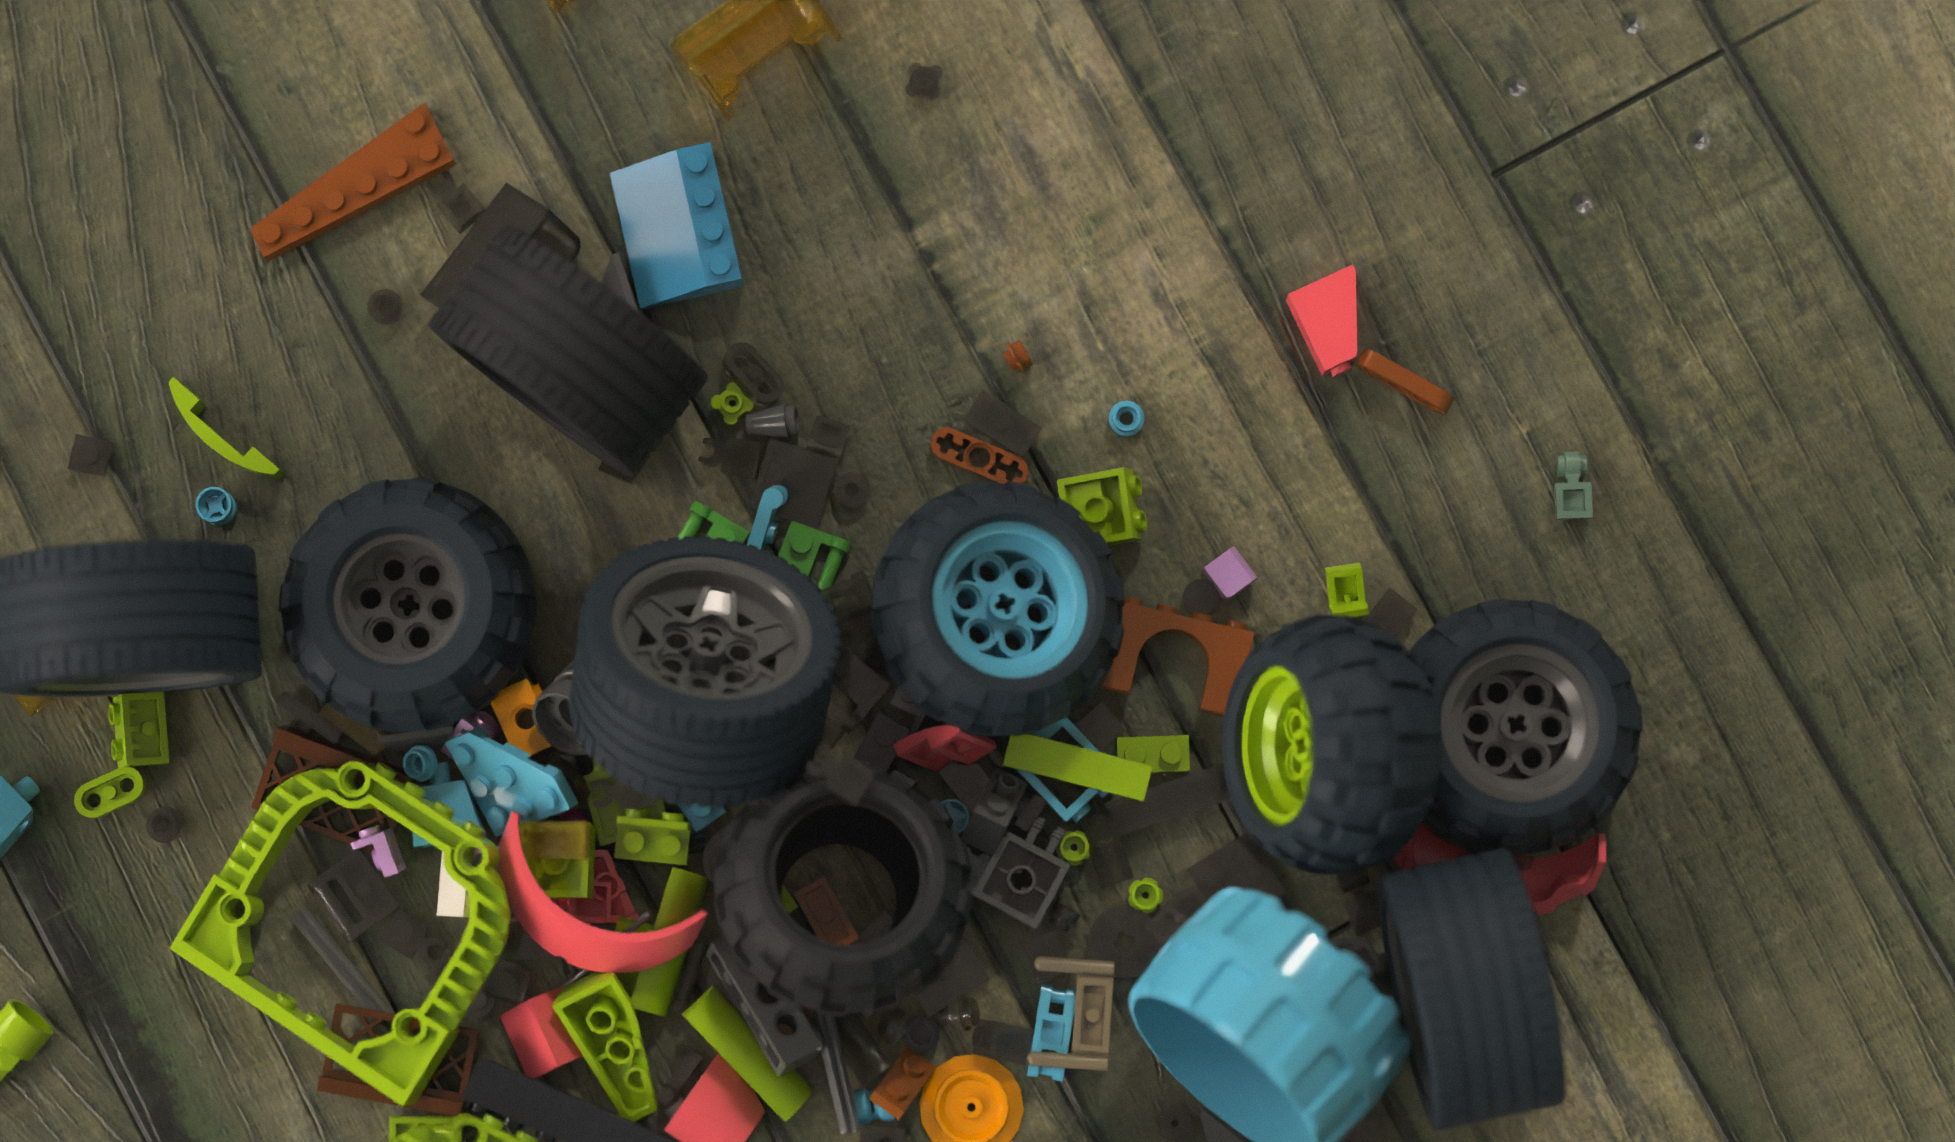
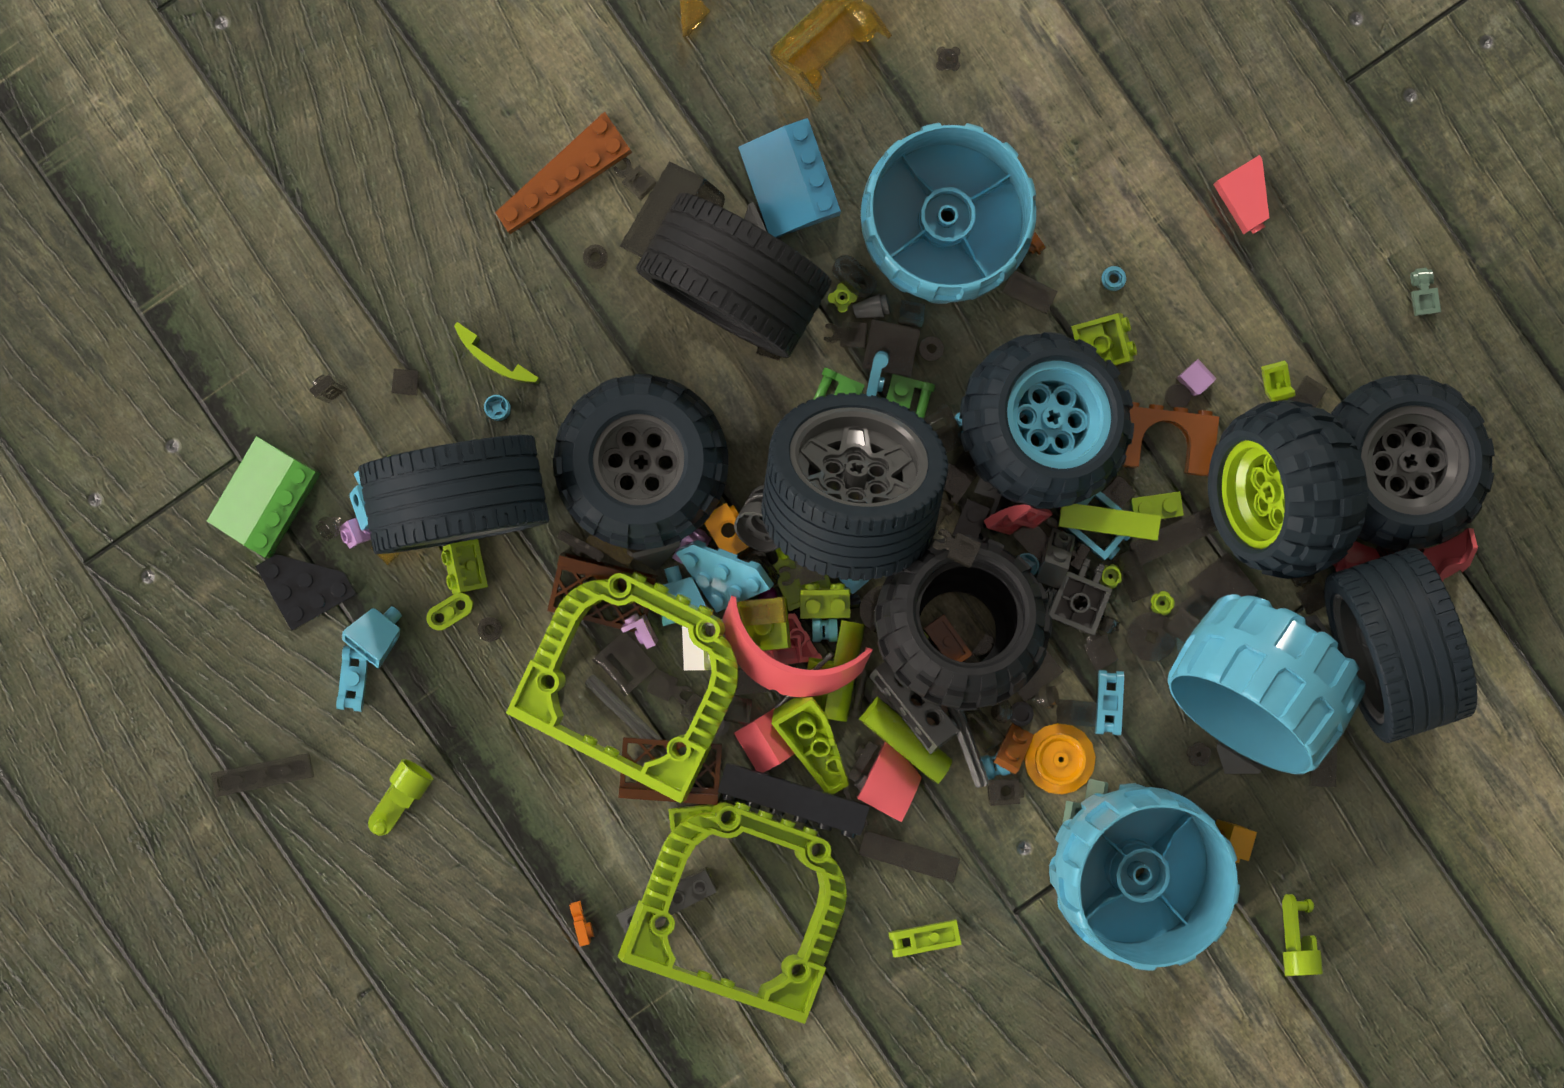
camera: 10 degrees left, 5 degrees up
(420, 763) = (656, 571): medium azure plate -> none
(657, 878) = (830, 629): none -> medium azure wheel
(882, 239) = (958, 173): none -> medium azure wheel
(958, 439) = (1000, 306): dark orange beam -> none
(1091, 1014) = (1136, 688): dark tan plate -> none
(1405, 381) = (1302, 232): dark orange beam -> none

